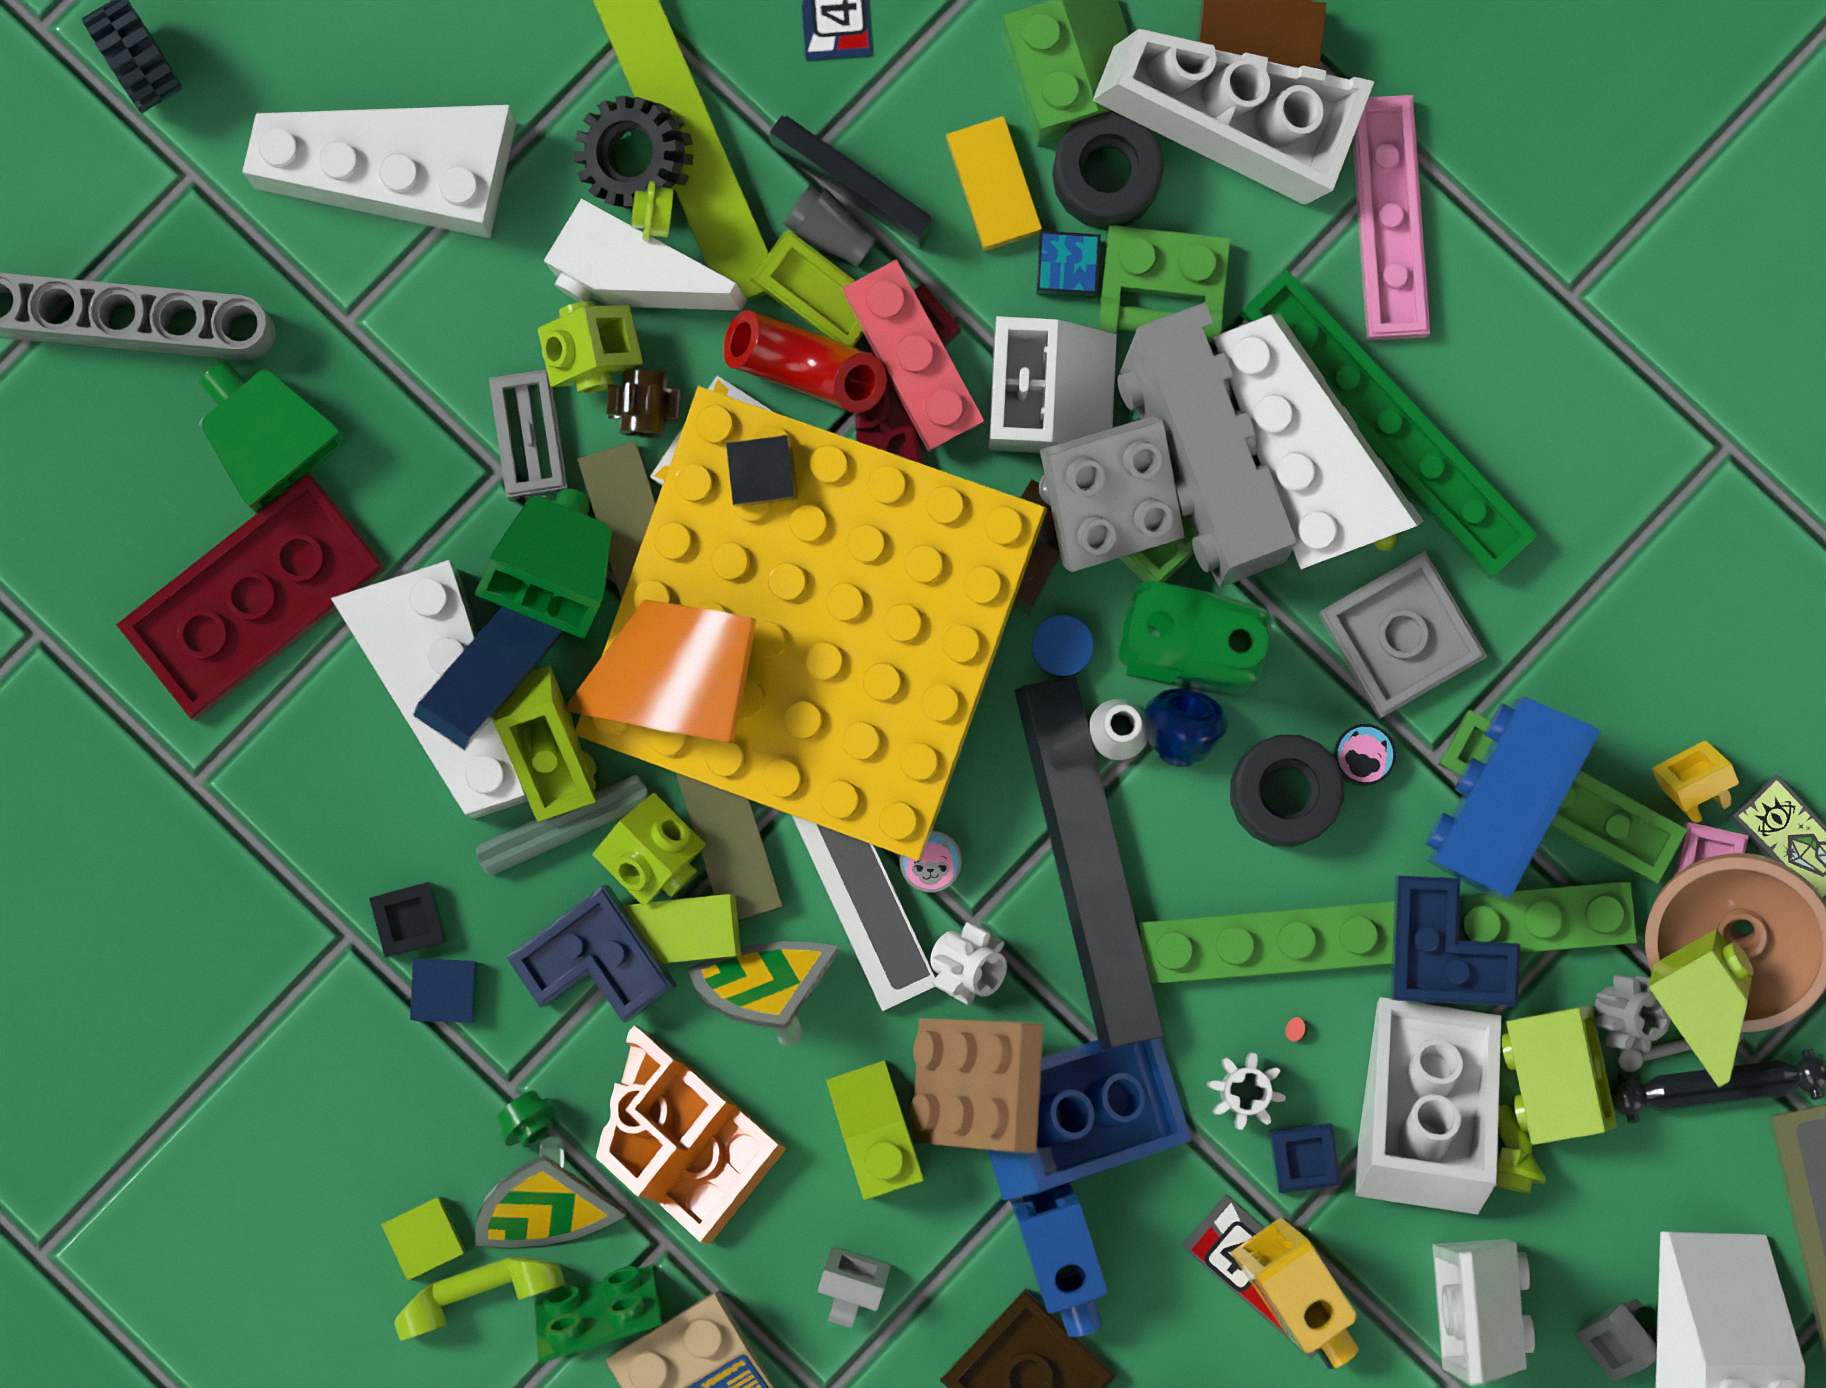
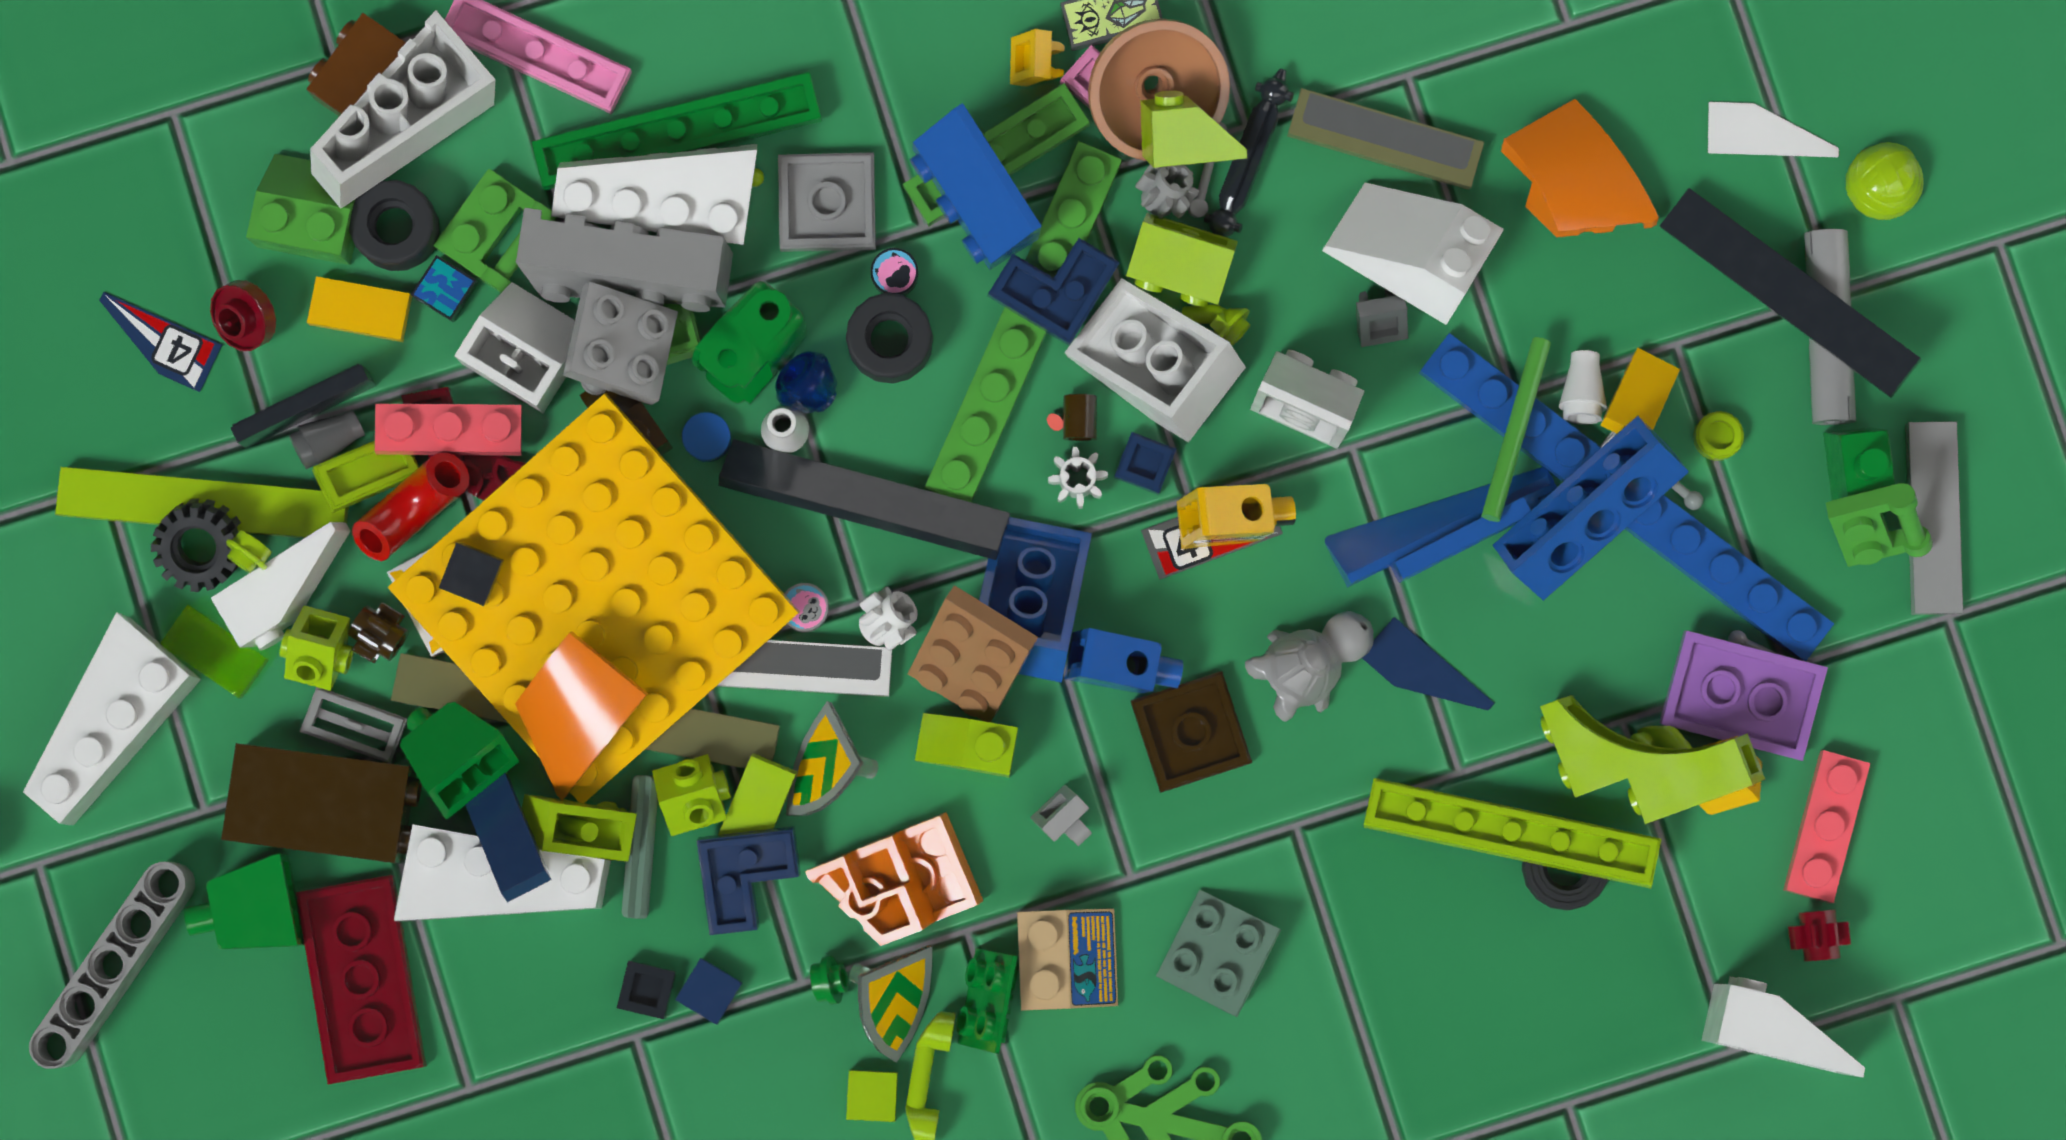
camera: 60 degrees left, 0 degrees up
(418, 445) = (320, 803): none -> dark brown panel
(525, 234) = (213, 652): none -> clear neon green tile
(915, 60) = (243, 315): none -> dark red plate
(1315, 1055) = (1080, 417): none -> dark brown hinge

